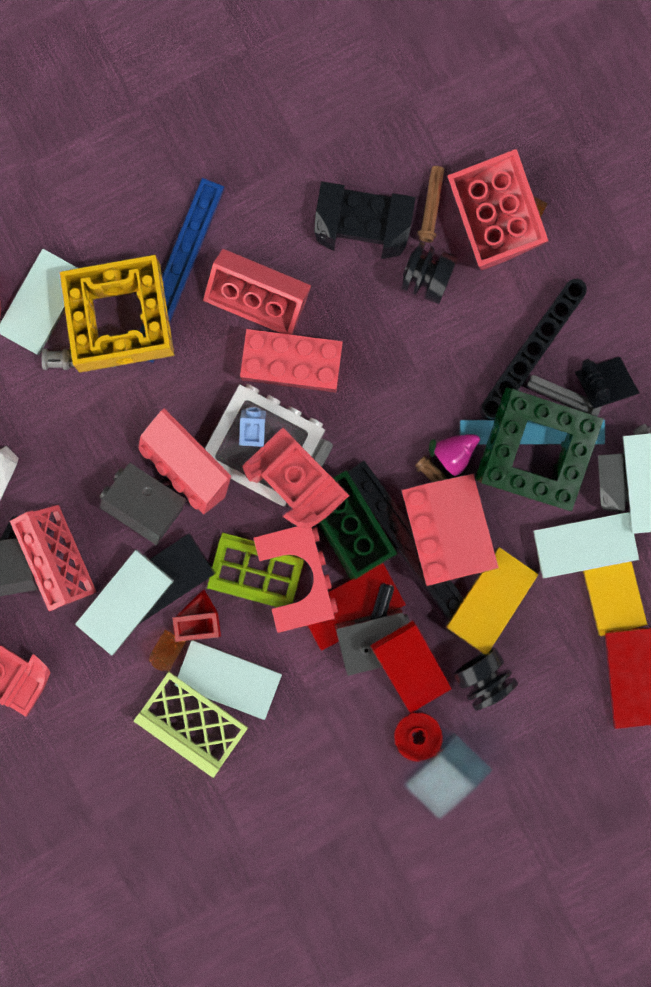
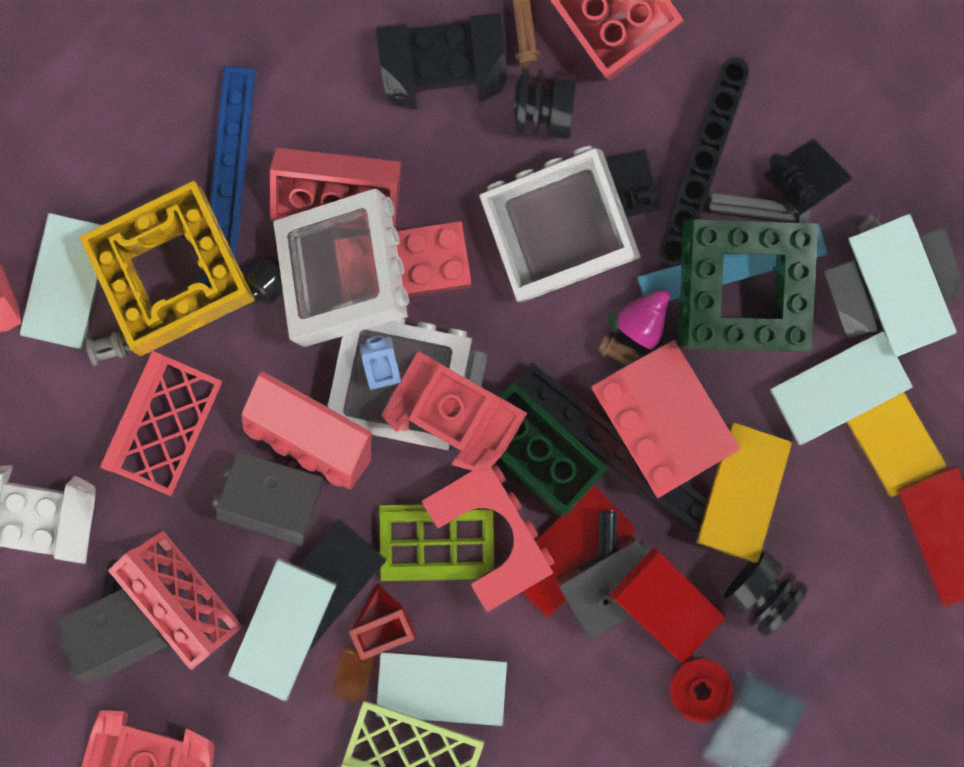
camera: 20 degrees left, 0 degrees up
(61, 415) = (136, 411): none -> coral fence
(188, 343) = (265, 280): none -> black head
(243, 350) = (340, 268): none -> piece
(413, 364) = (559, 224): none -> clear piece
(468, 350) = (634, 182): none -> black hinge

